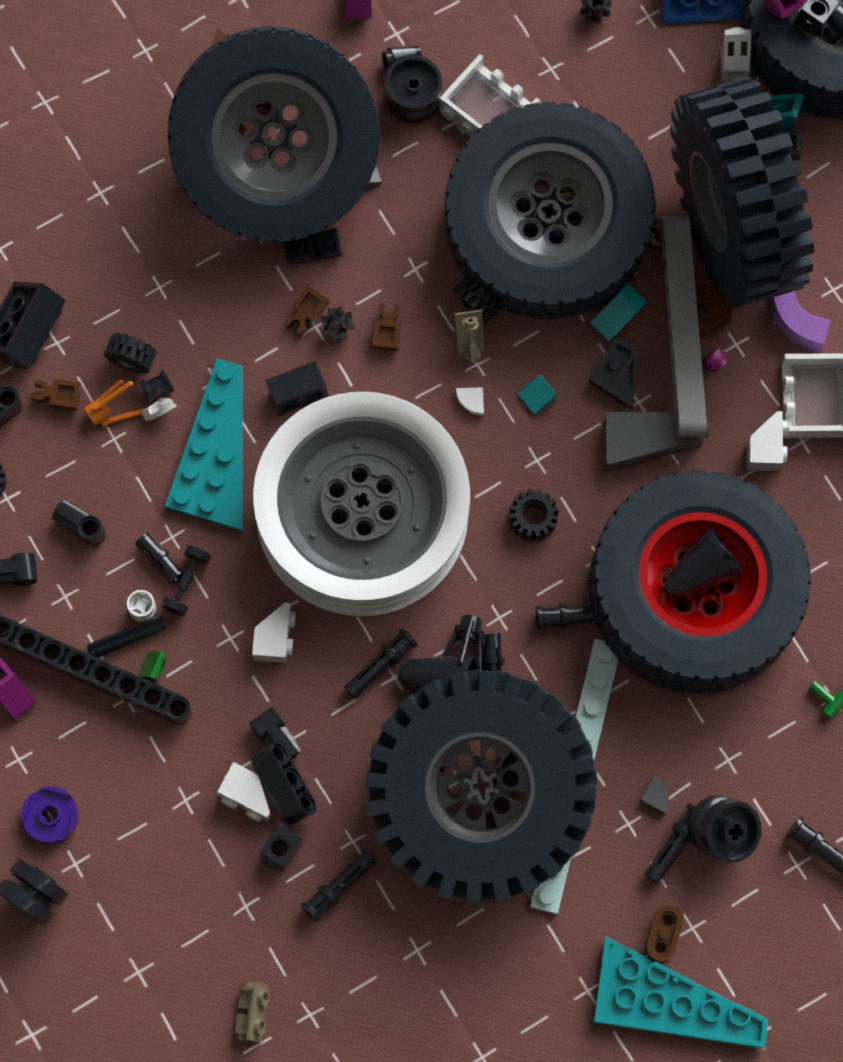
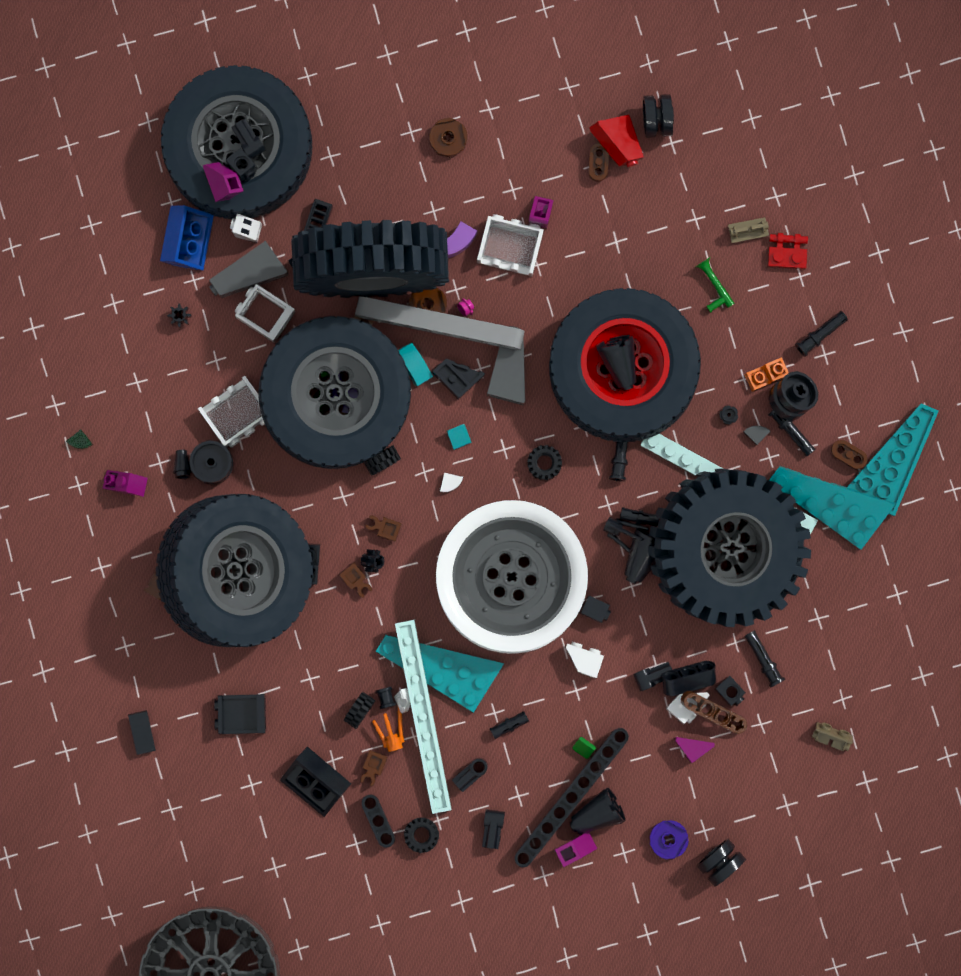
camera: 75 degrees left, 10 degrees up
(35, 92) = (141, 732): none -> black slope
(64, 707) = (598, 813): none -> black cone
(89, 209) = (240, 714): none -> black panel
(126, 636) = (558, 759): black axle -> none
(140, 601) = (543, 743): white wheel -> none
(141, 438) = (423, 716): none -> light aqua plate
(186, 816) = (693, 748): none -> magenta slope
(196, 555) = (530, 710): black wheel -> none
(239, 828) = (713, 713): none -> reddish brown beam
(297, 388) = (412, 600): black hinge -> none
(348, 633) = (596, 609): none -> black brick
(389, 655) = (617, 585): black pin -> none
(470, 334) = (406, 471): dark tan hinge -> none
(584, 937) = (839, 507): none -> teal wing
(648, 87) = (251, 294): none -> white window
(664, 750) = (728, 409): none -> black plate
(672, 67) = (254, 268): none -> dark grey slope
(744, 787) = (766, 374): none -> orange slope
(766, 446) = (536, 291): white slope -> none
(788, 107) = (293, 209): teal slope -> none

